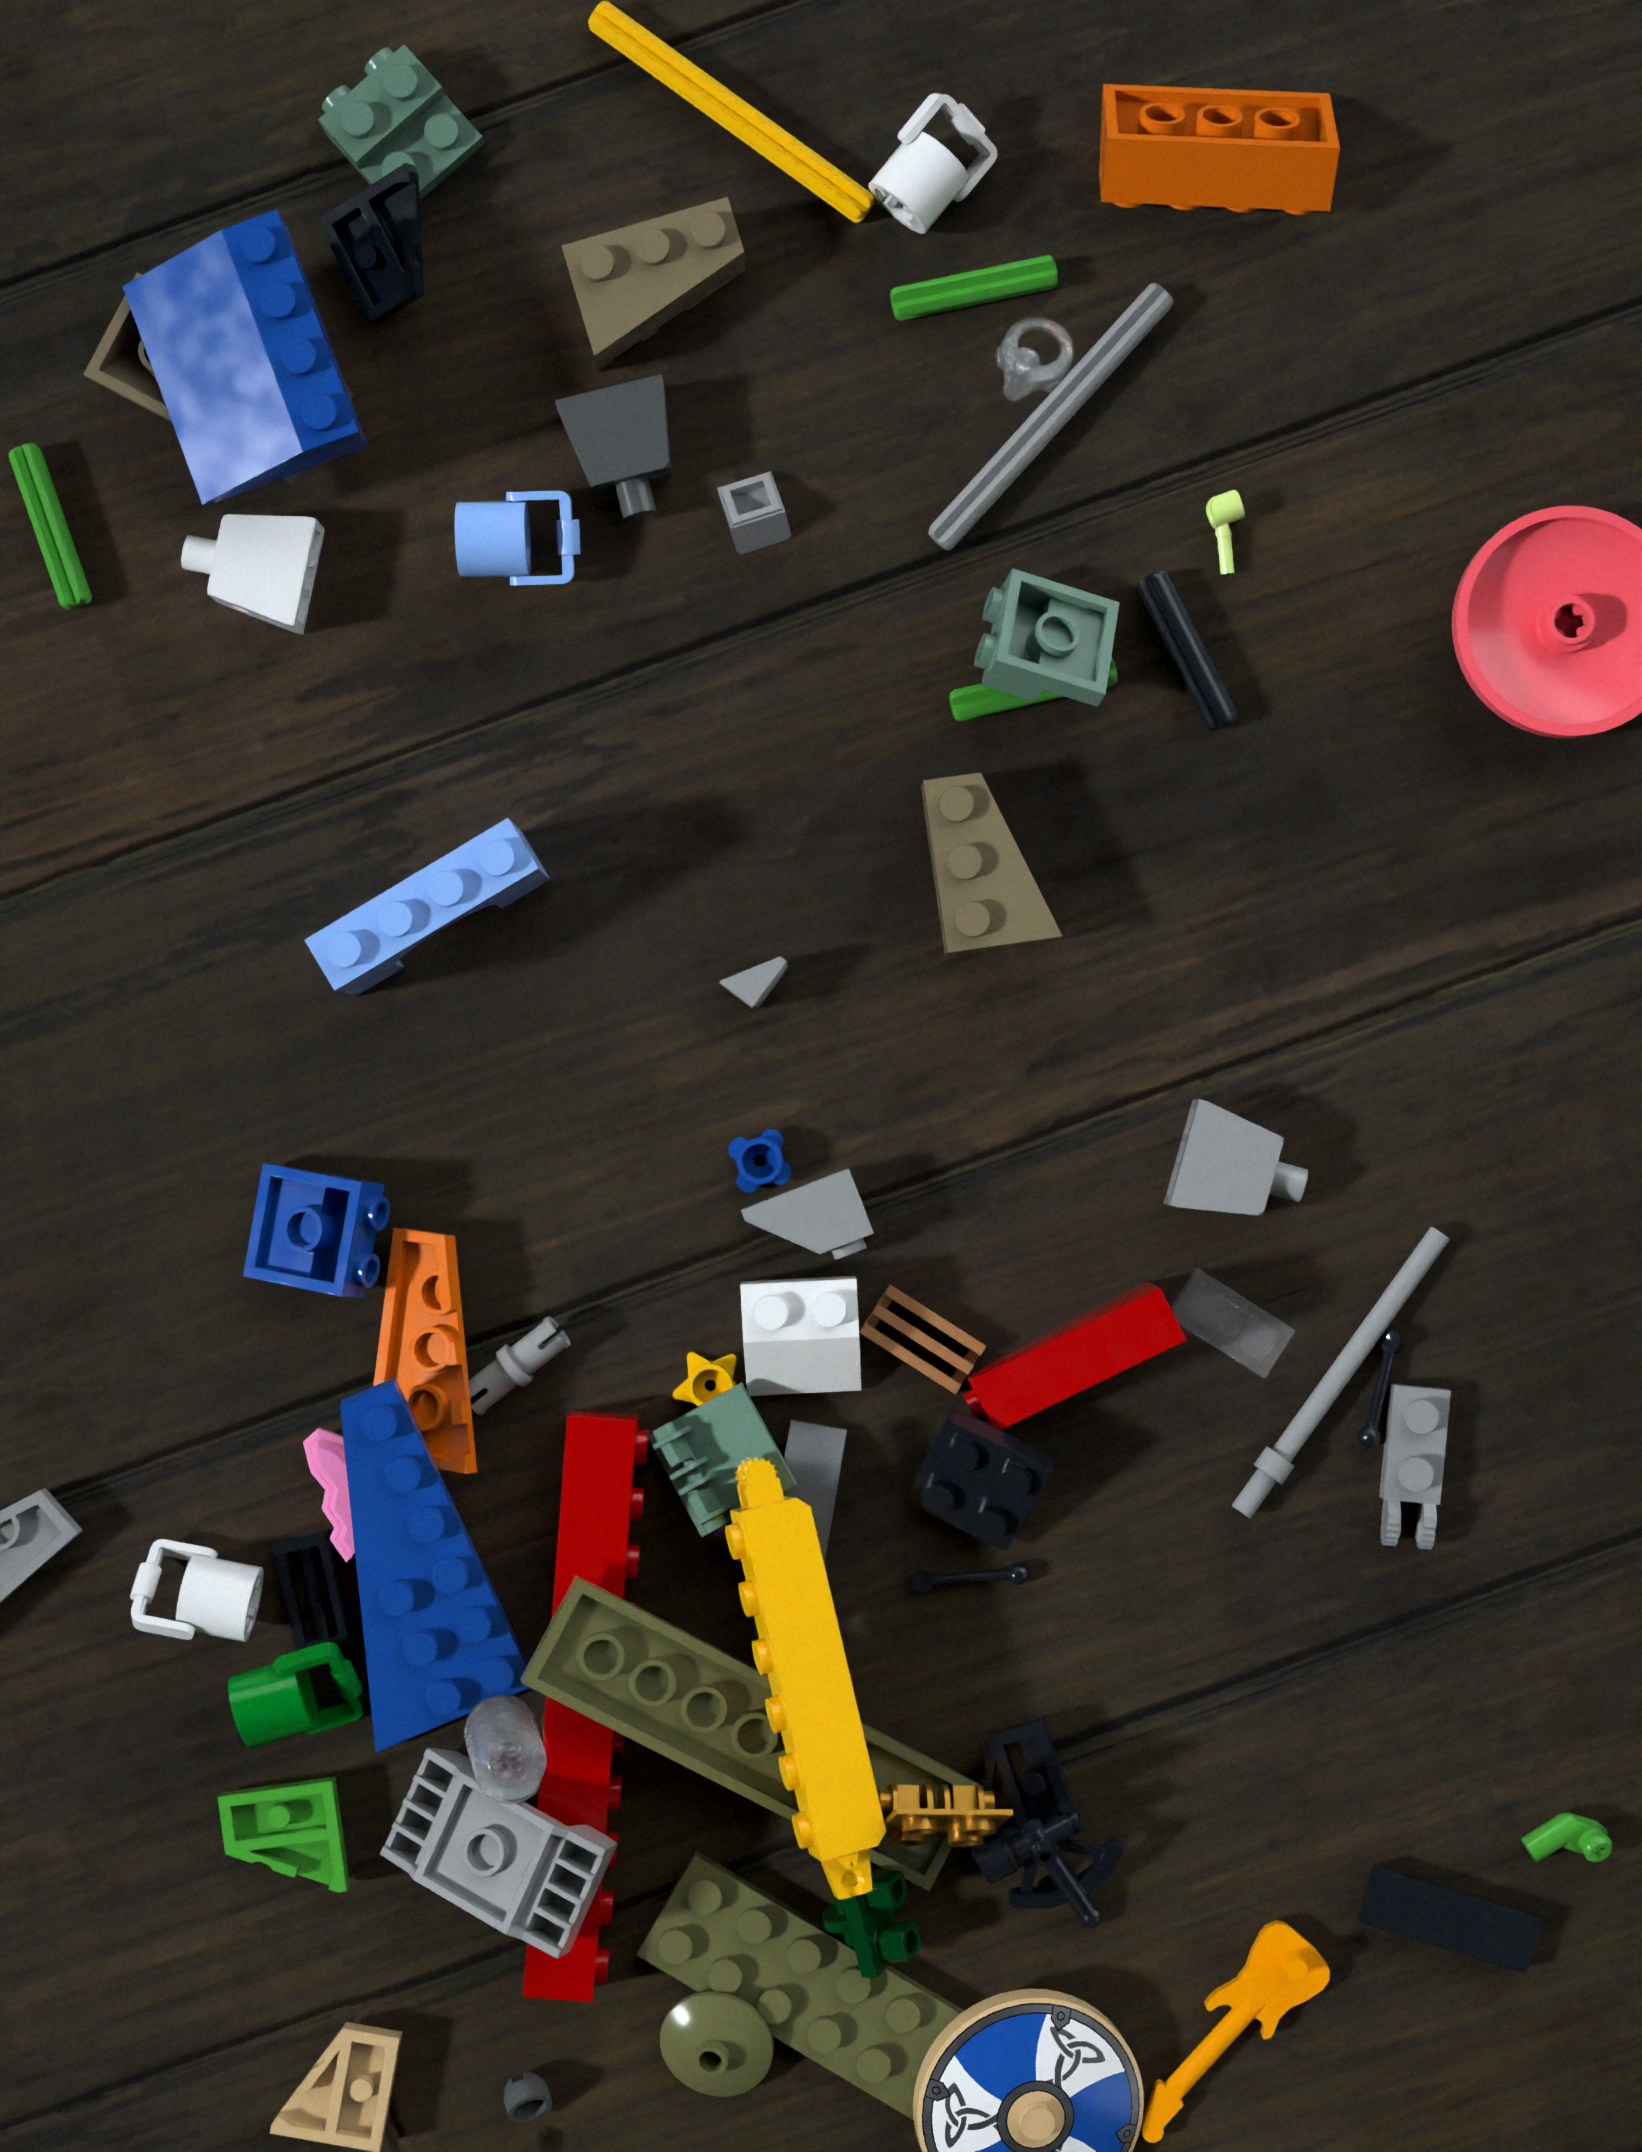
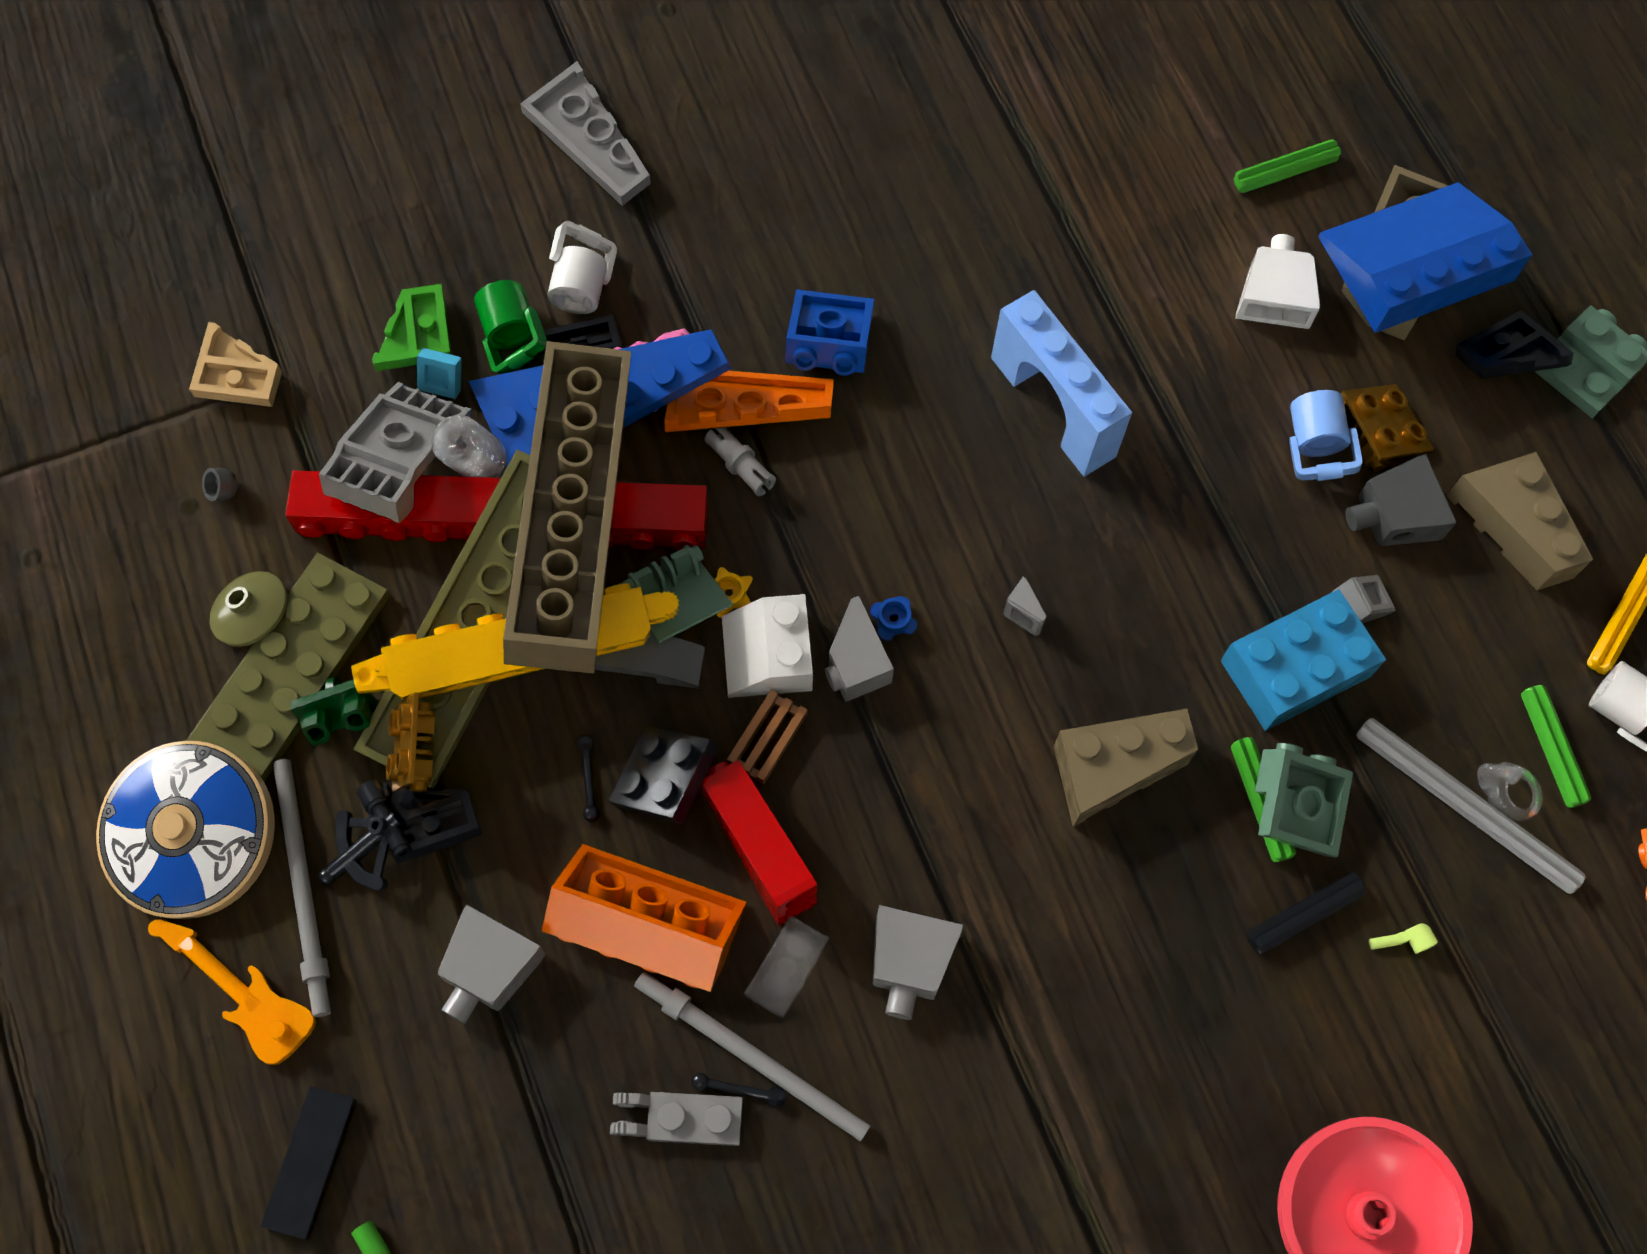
camera: 90 degrees right, 20 degrees down
(364, 1795) = (439, 373): none -> medium azure plate
(490, 443) = (1385, 424): none -> pearl gold hinge
(627, 1611) = (568, 509): none -> dark tan brick
(848, 611) = (1302, 659): none -> dark azure brick
(1162, 1505) = (643, 917): none -> orange slope
(1212, 1925) = (314, 968): none -> light grey bar
(1217, 1709) = (485, 964): none -> light grey torso

